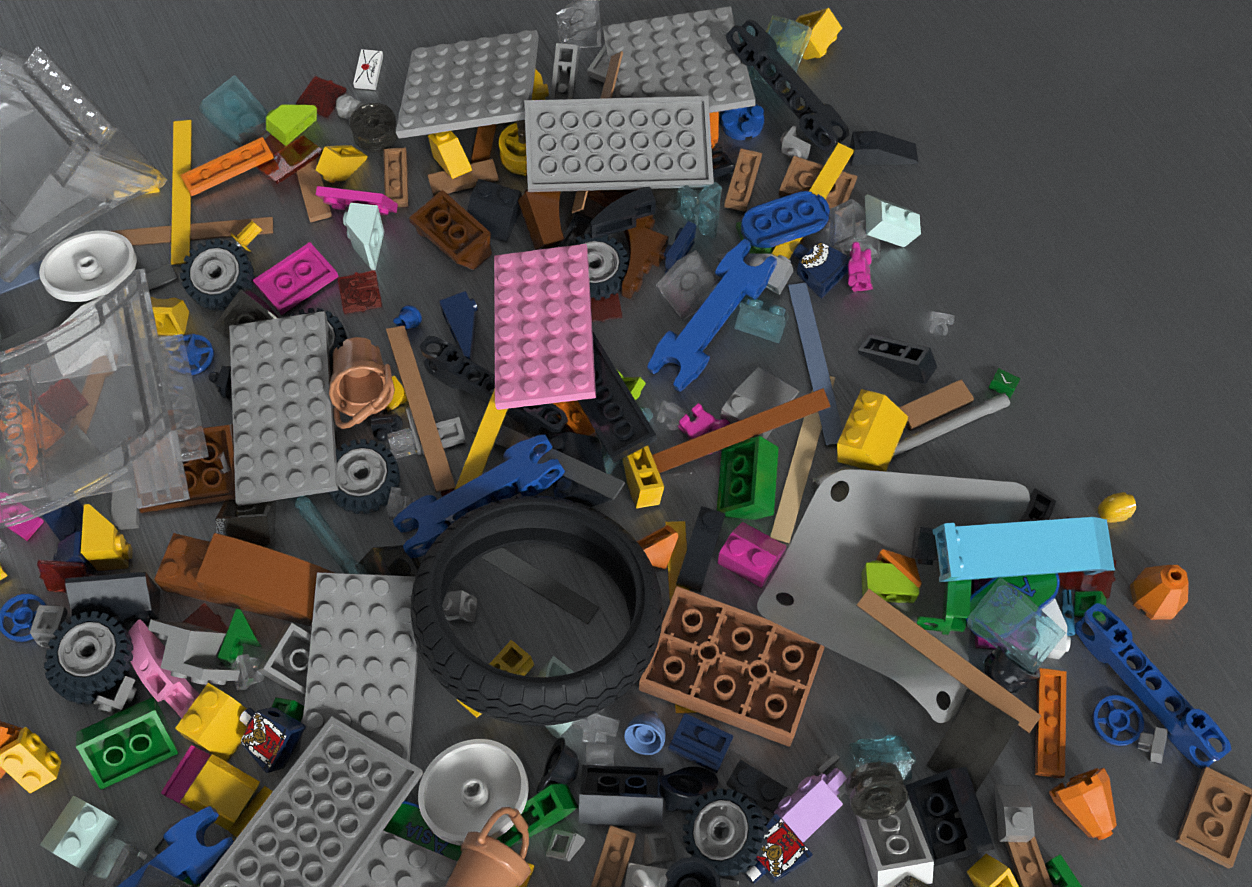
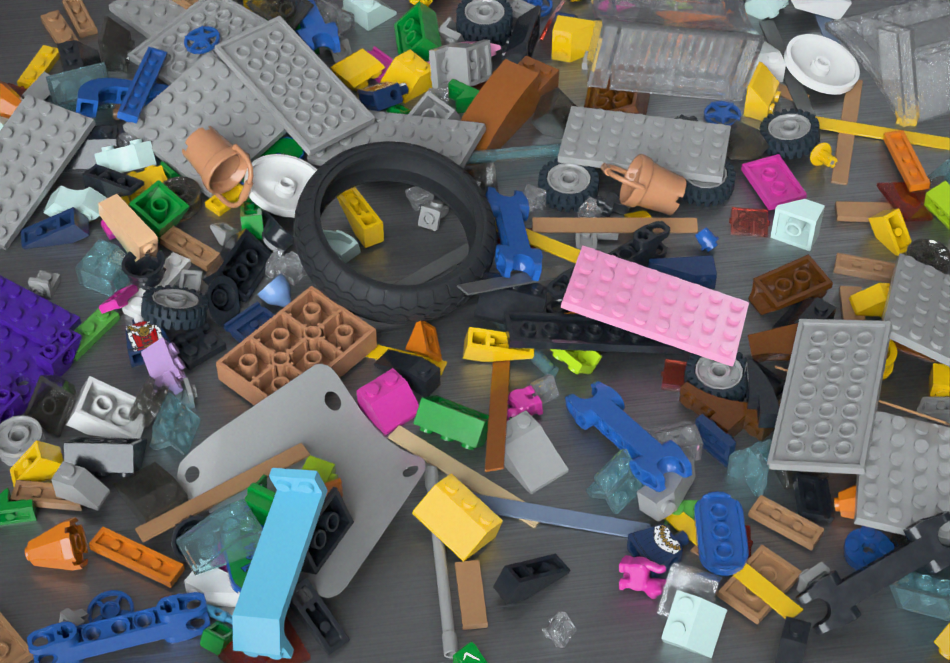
camera: 110 degrees right, 15 degrees down
(342, 198) = (837, 224): dark pink plate -> none

